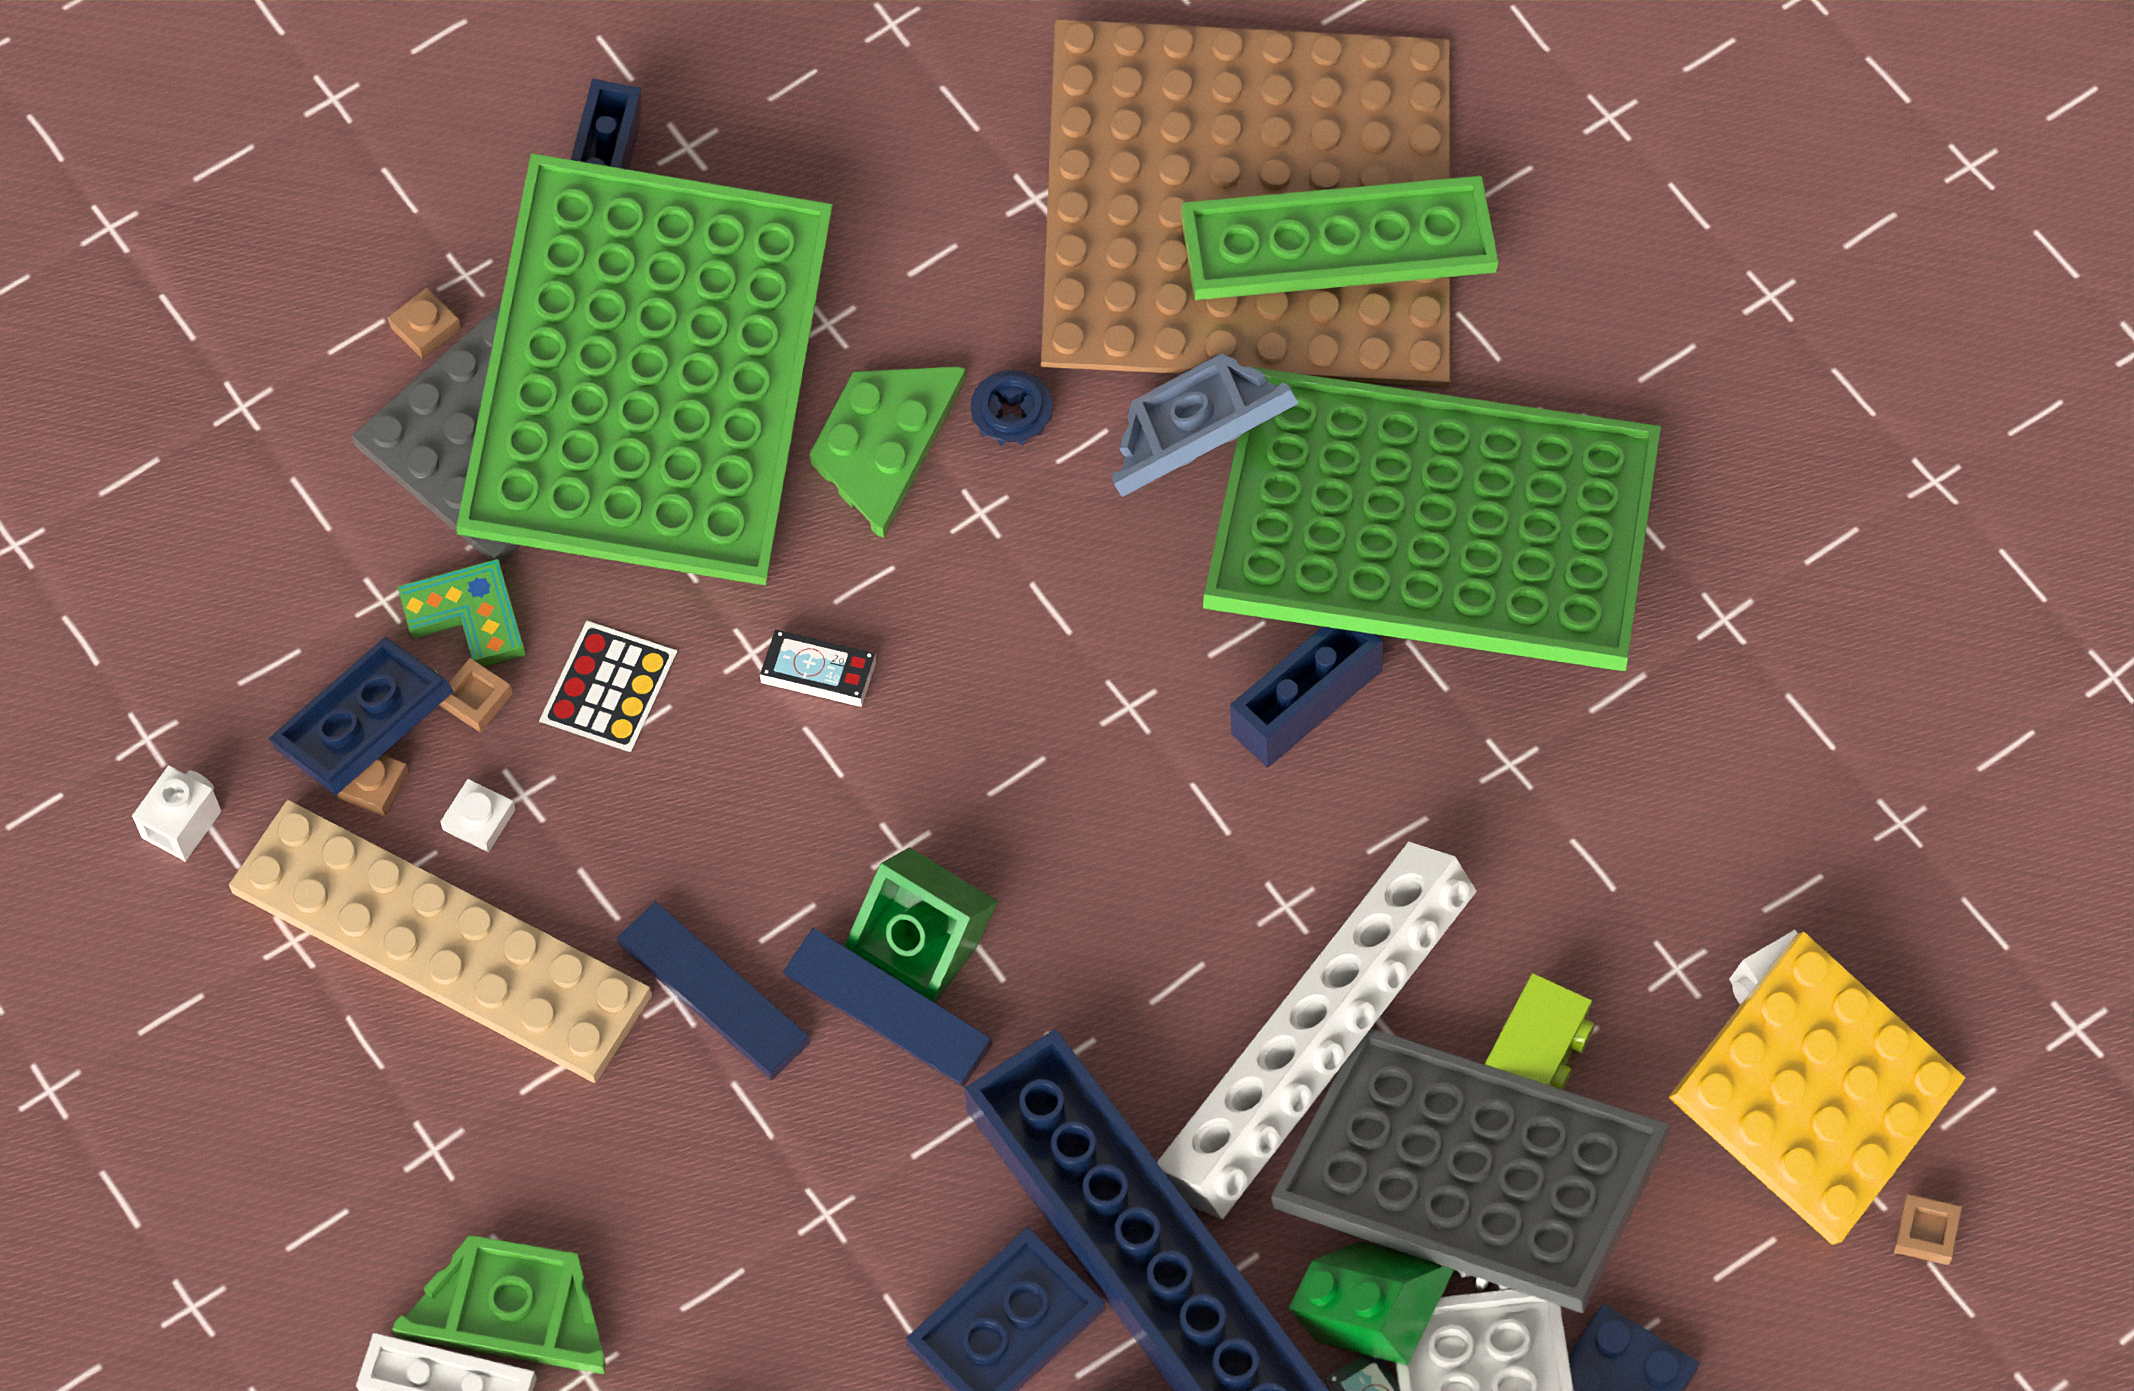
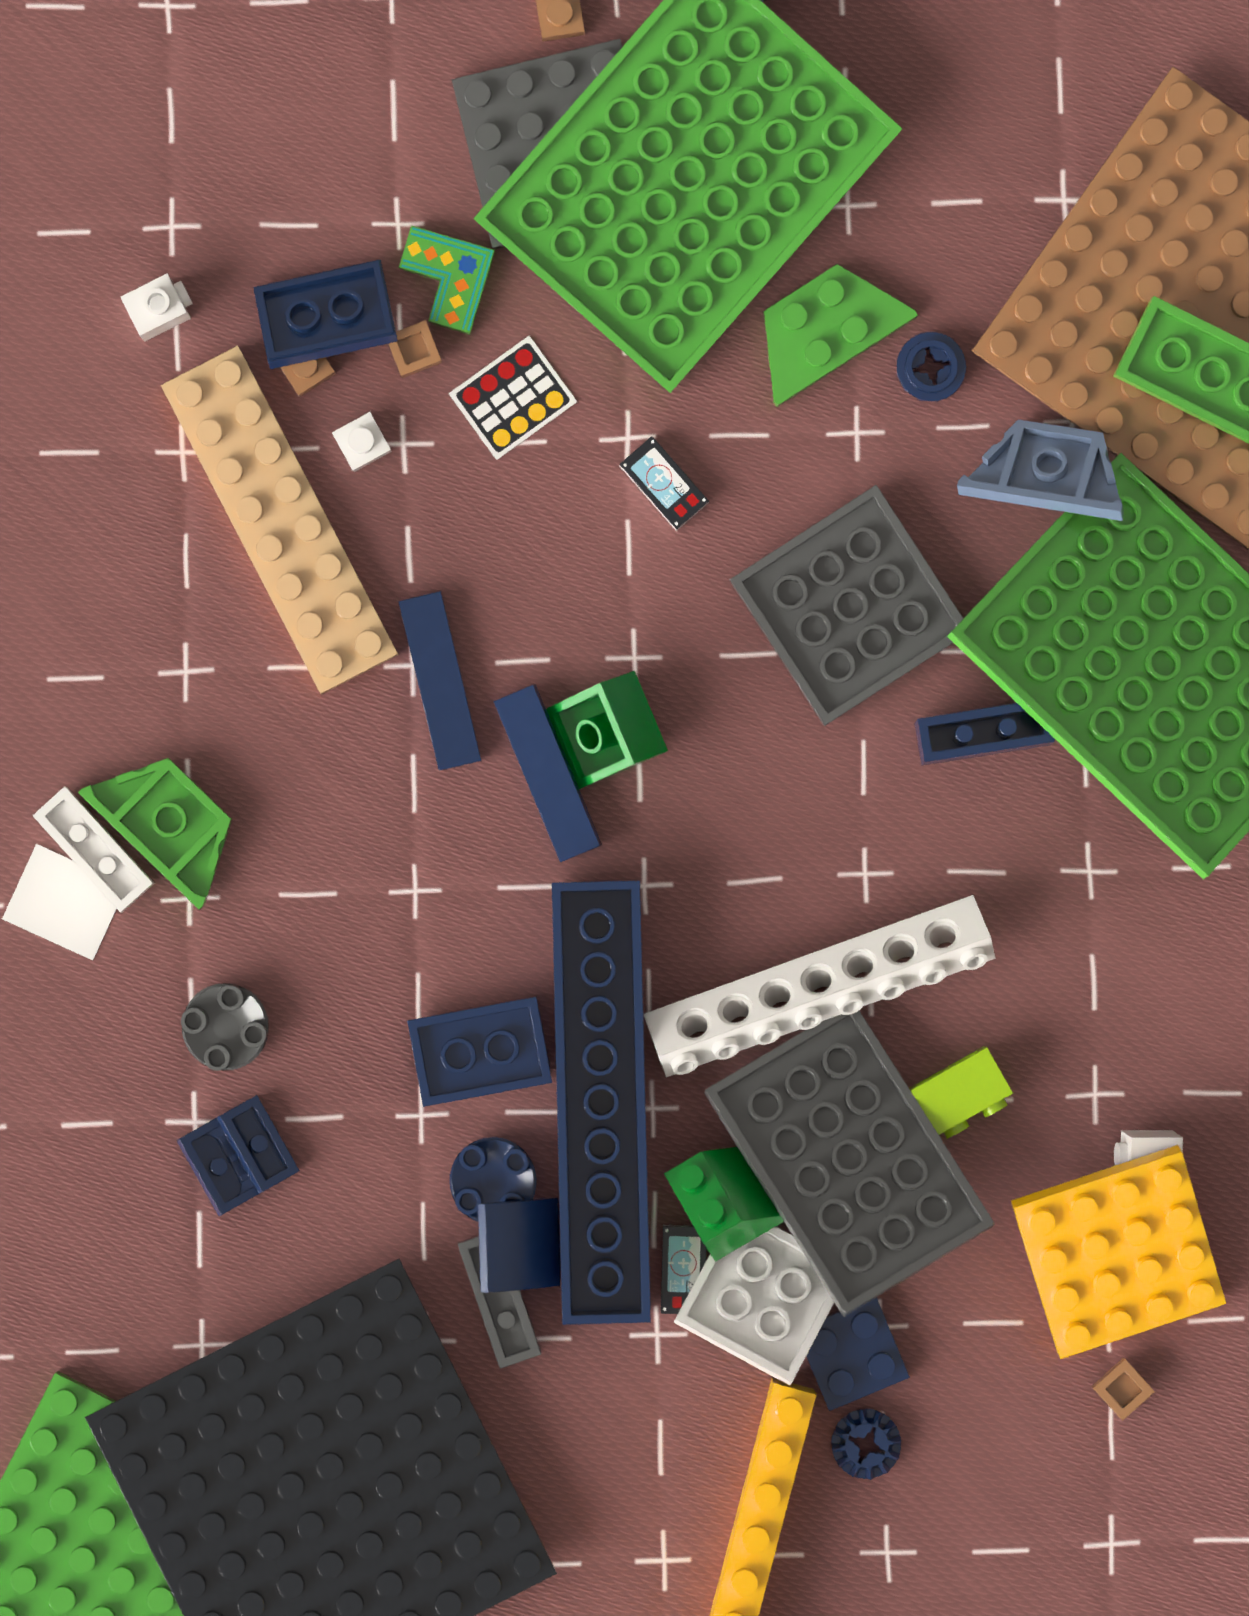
camera: 30 degrees right, 25 degrees up
(1086, 663) = (849, 605): none -> dark grey plate

